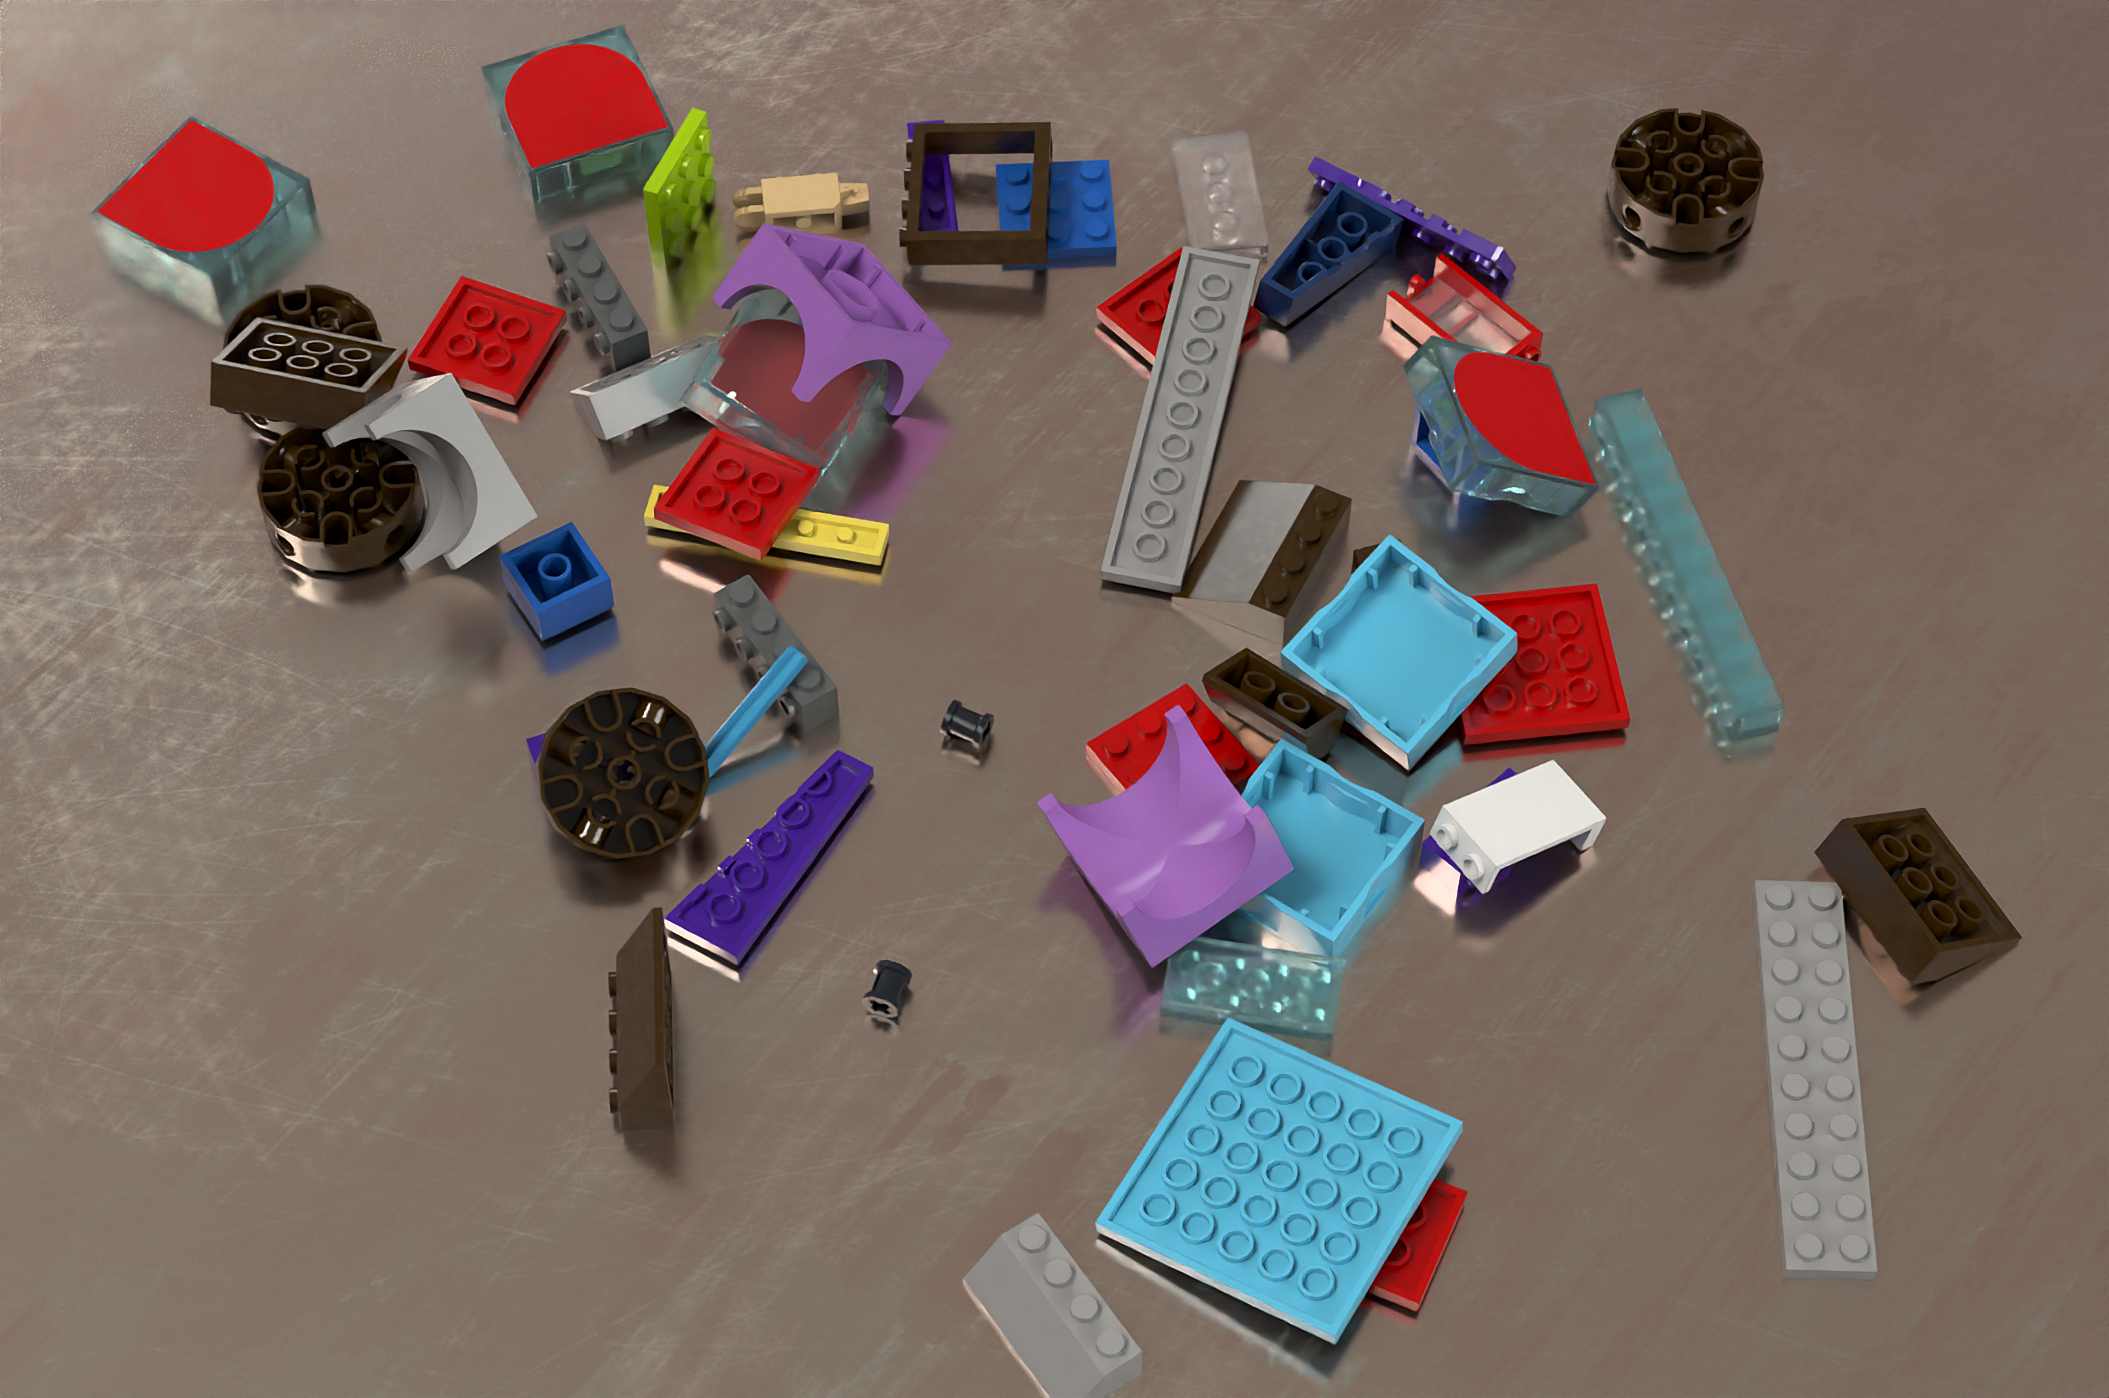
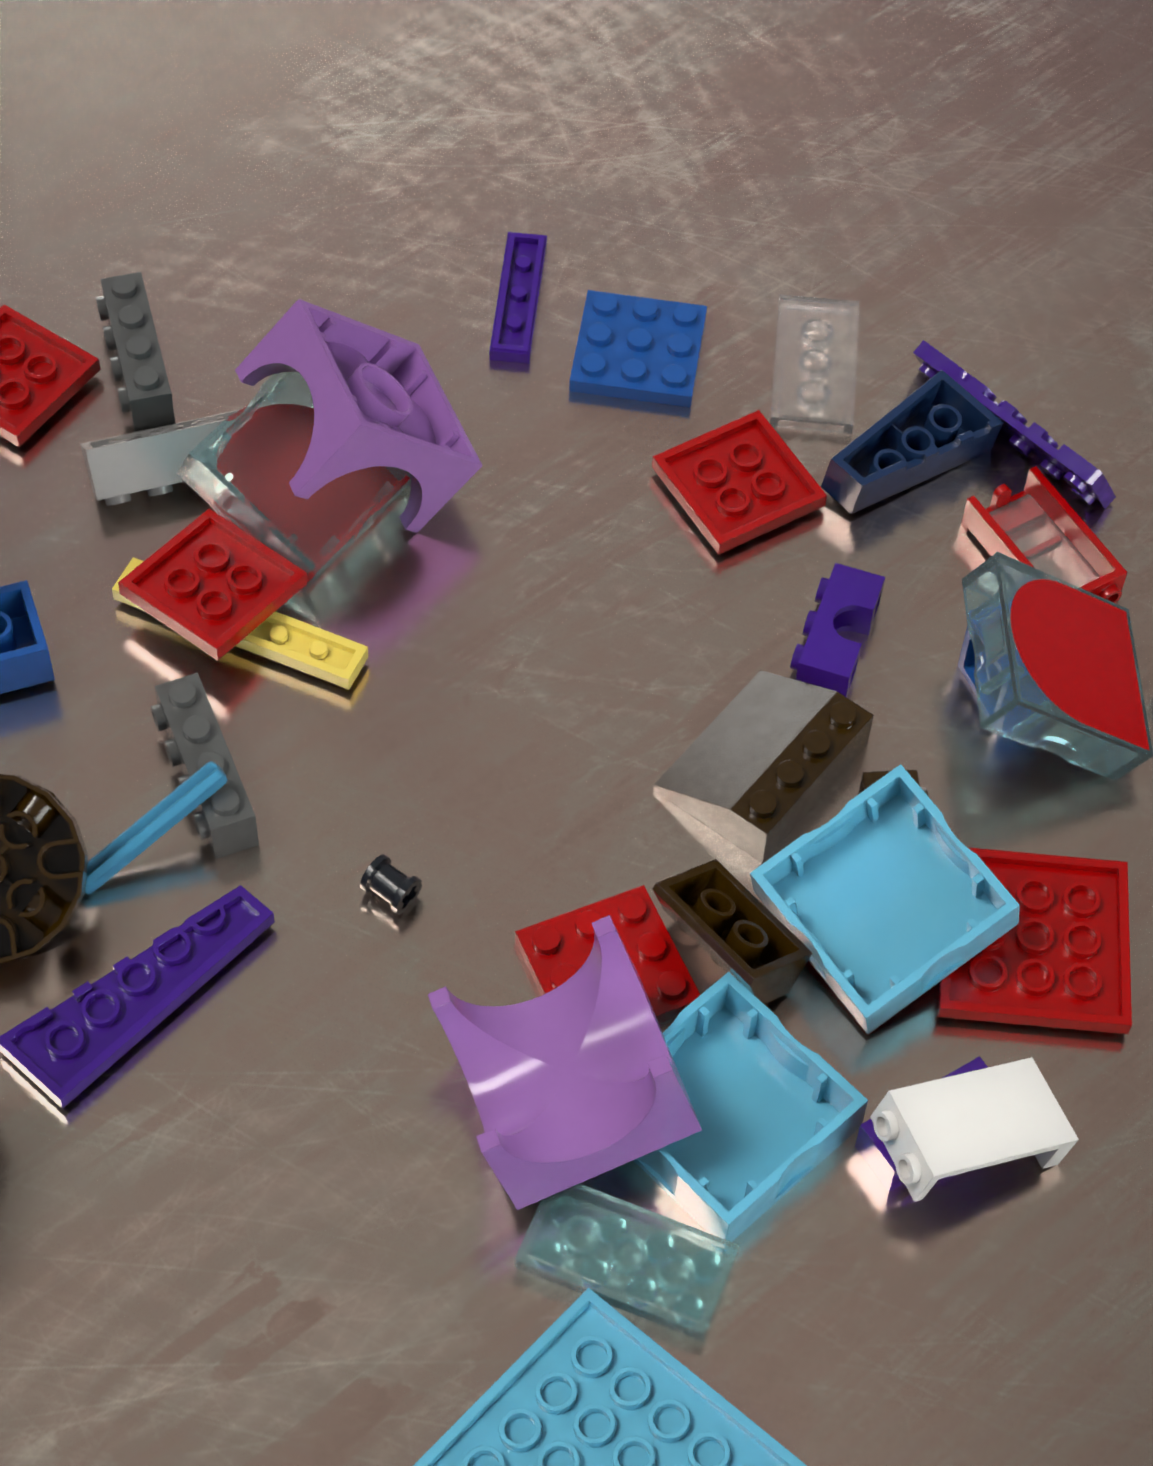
camera: 10 degrees right, 0 degrees up
(578, 112) = (175, 162): red tile -> none
(679, 189) = (245, 254): lime plate -> none
(800, 203) = (374, 293): tan hinge -> none
(887, 988) = (216, 1171): black bush -> none
(978, 247) = (552, 371): dark brown window -> none
(1180, 421) = (708, 596): light grey plate -> none
(1302, 408) = (846, 604): none -> dark purple arch

